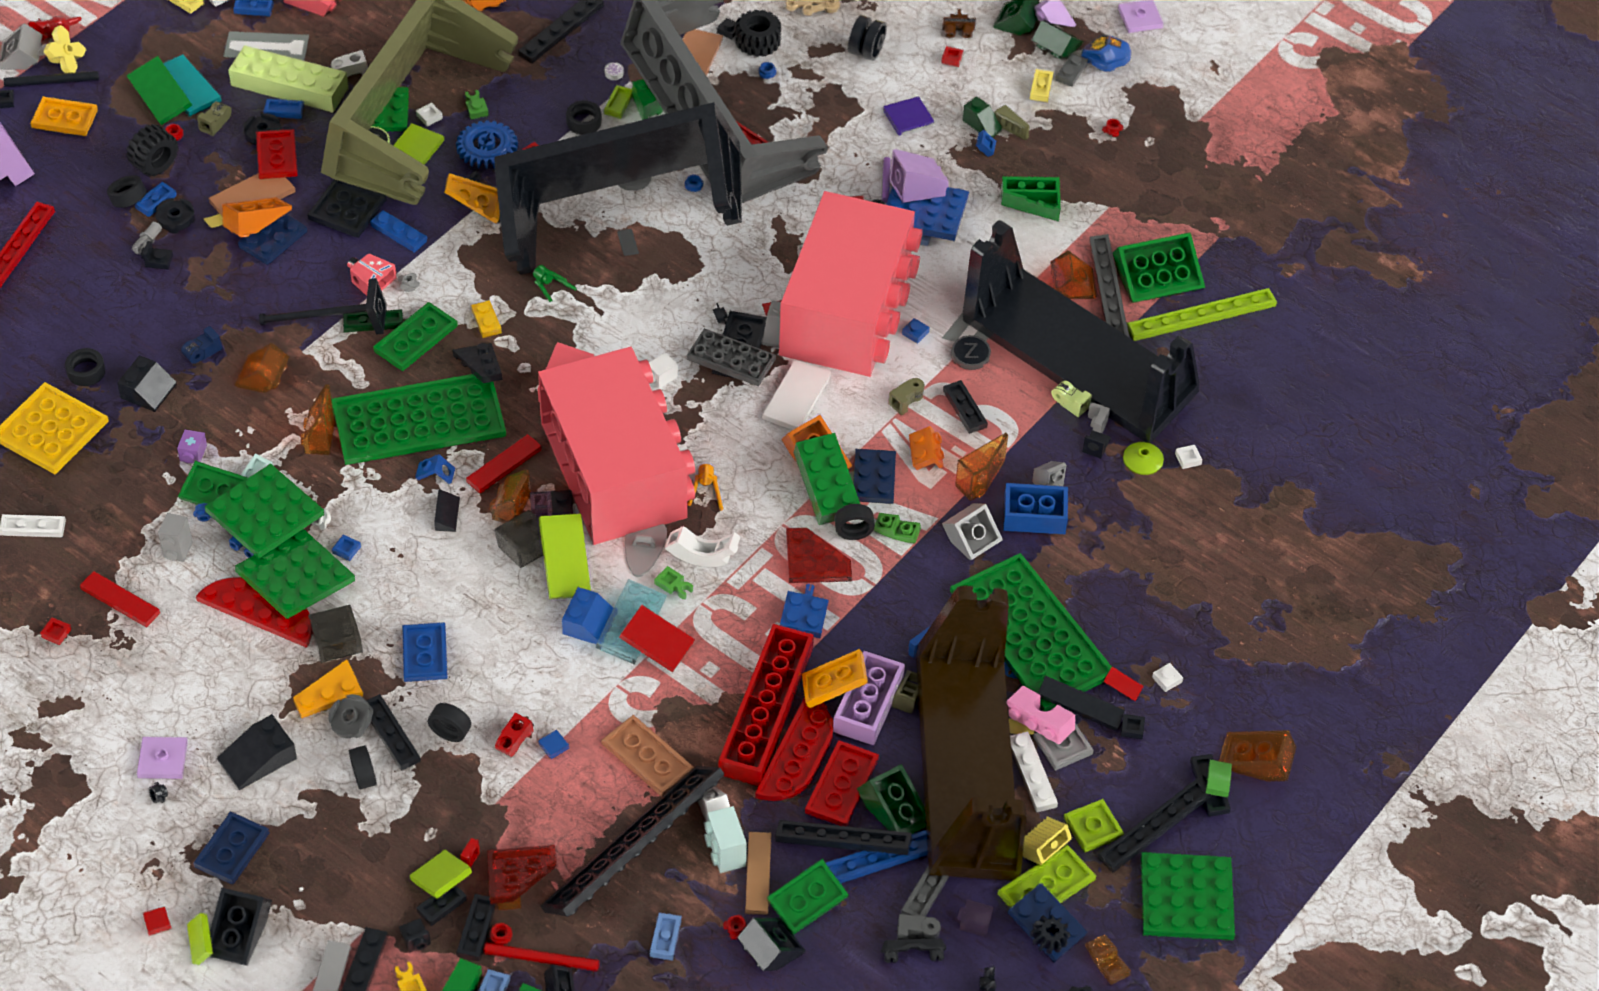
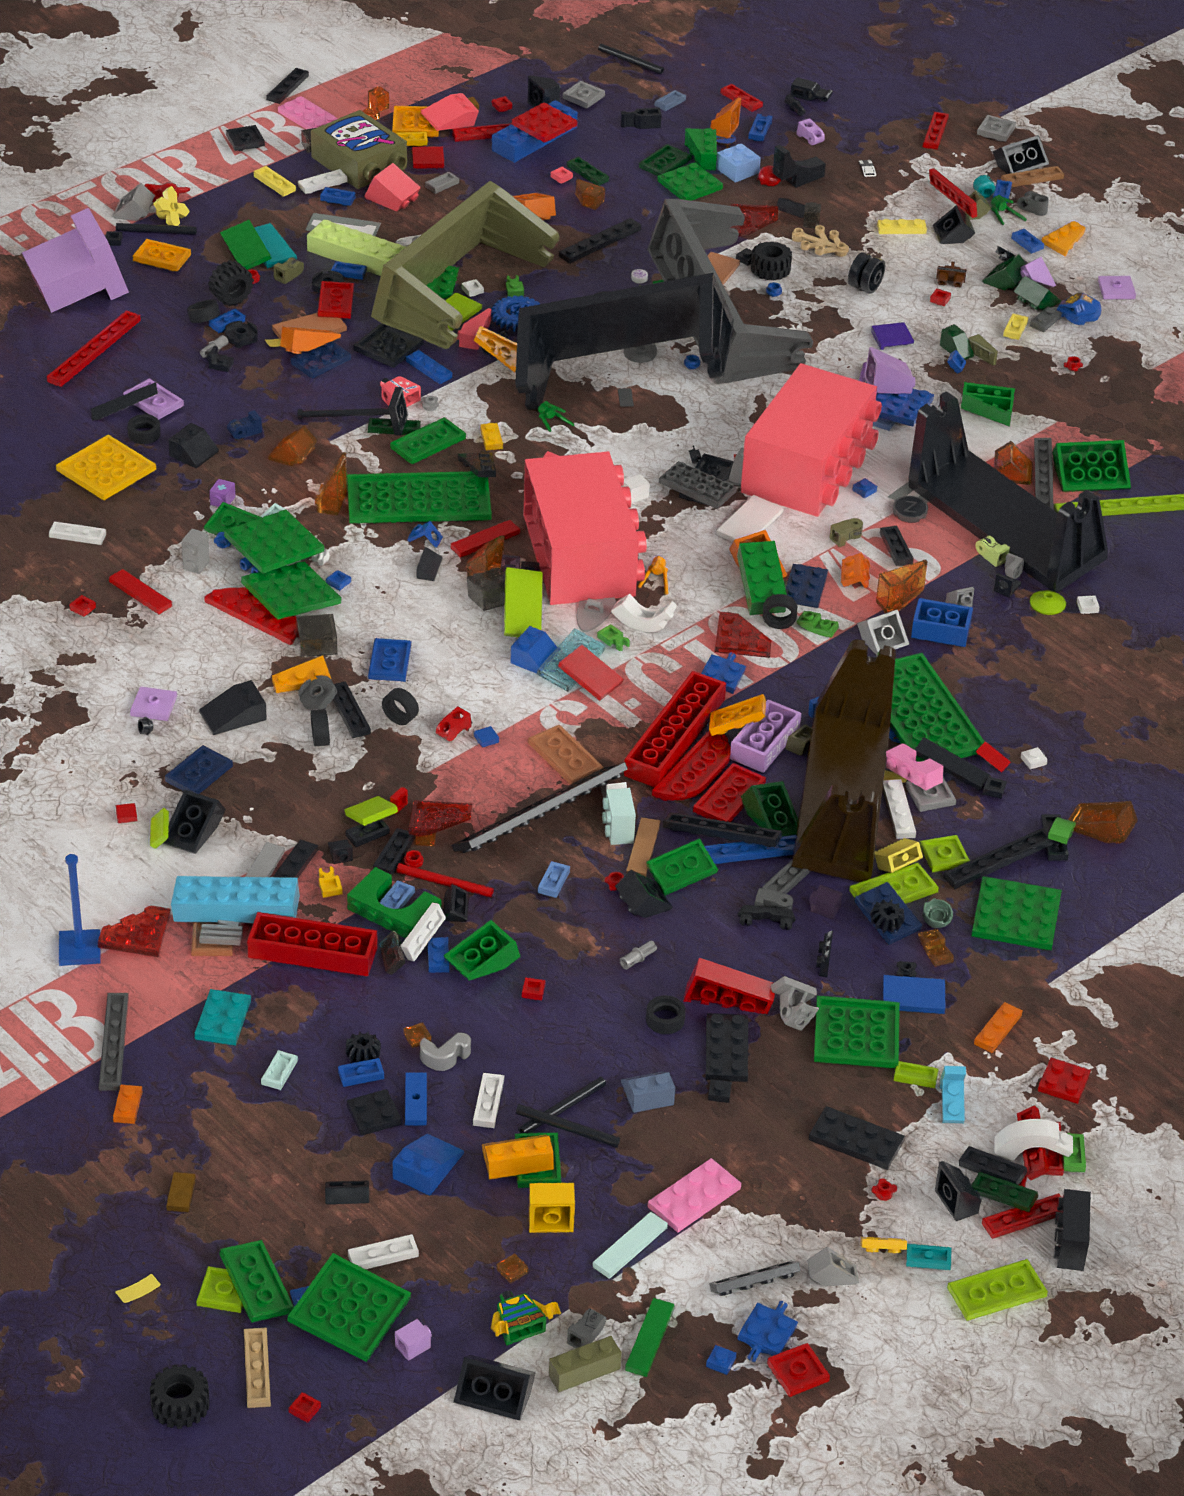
camera: 10 degrees right, 10 degrees down
(55, 332) = (124, 401): none -> black sticker
(89, 322) = (159, 404): none -> lavender plate
(439, 171) = (470, 328): none -> coral slope
(1102, 914) = (937, 913): none -> sand green hair

